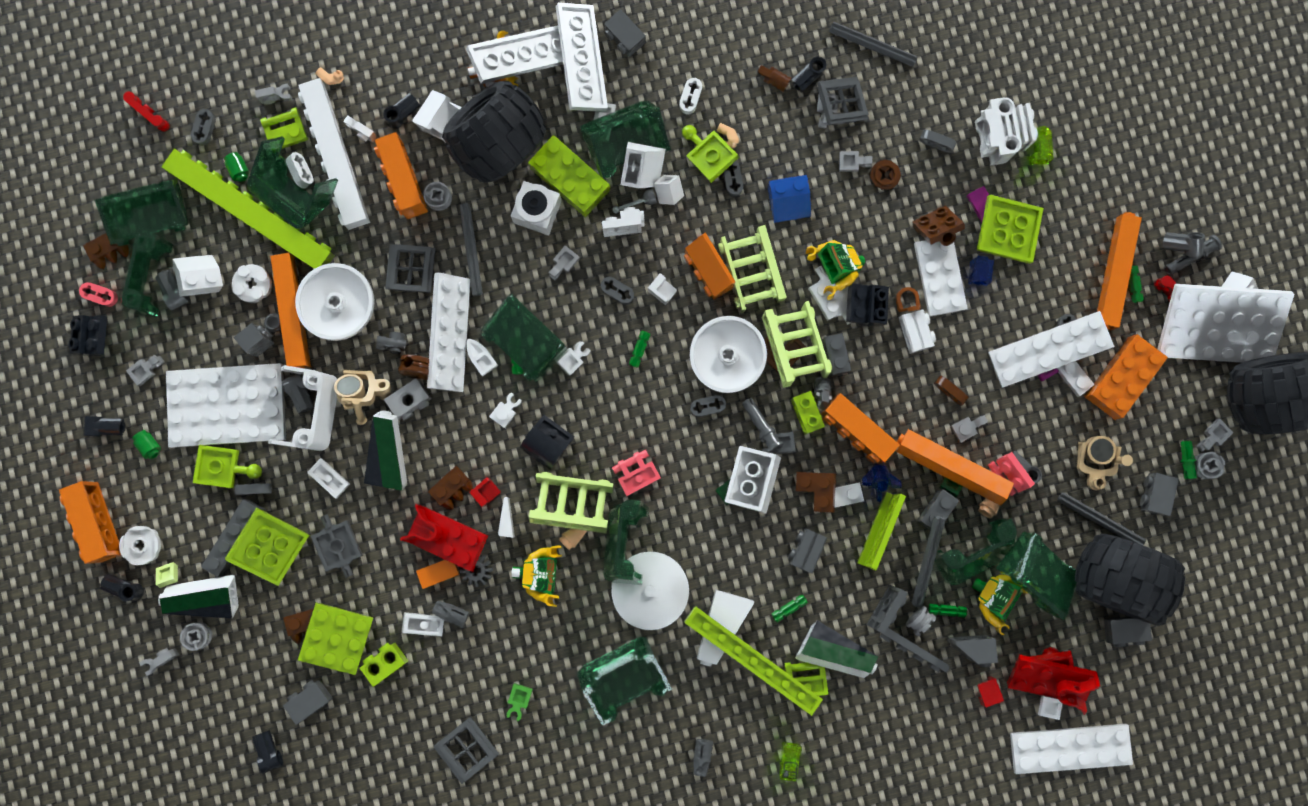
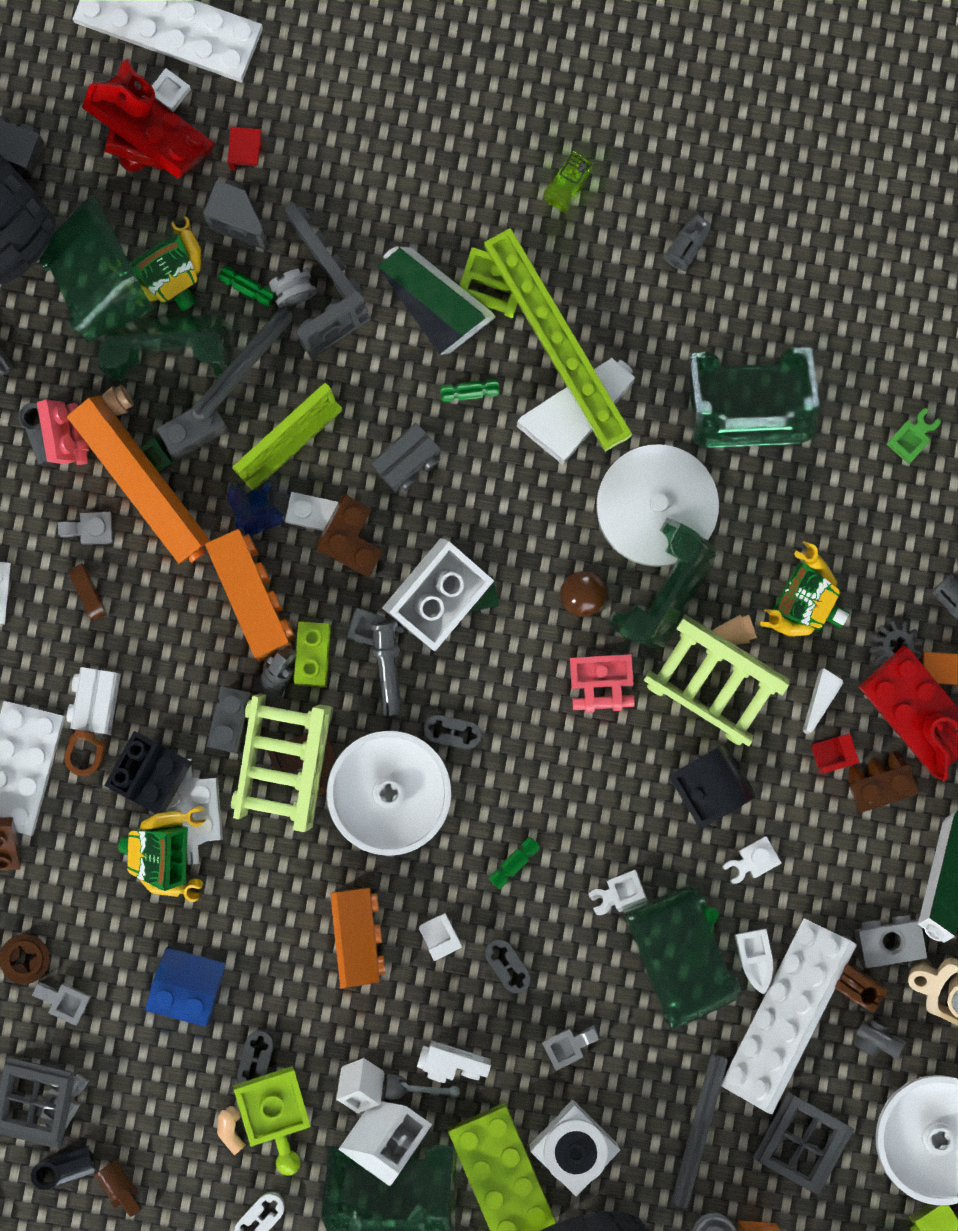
camera: 155 degrees left, 0 degrees up
(669, 519) = (584, 593): none -> reddish brown hair
(771, 273) = (264, 917): yellowish green fence -> none

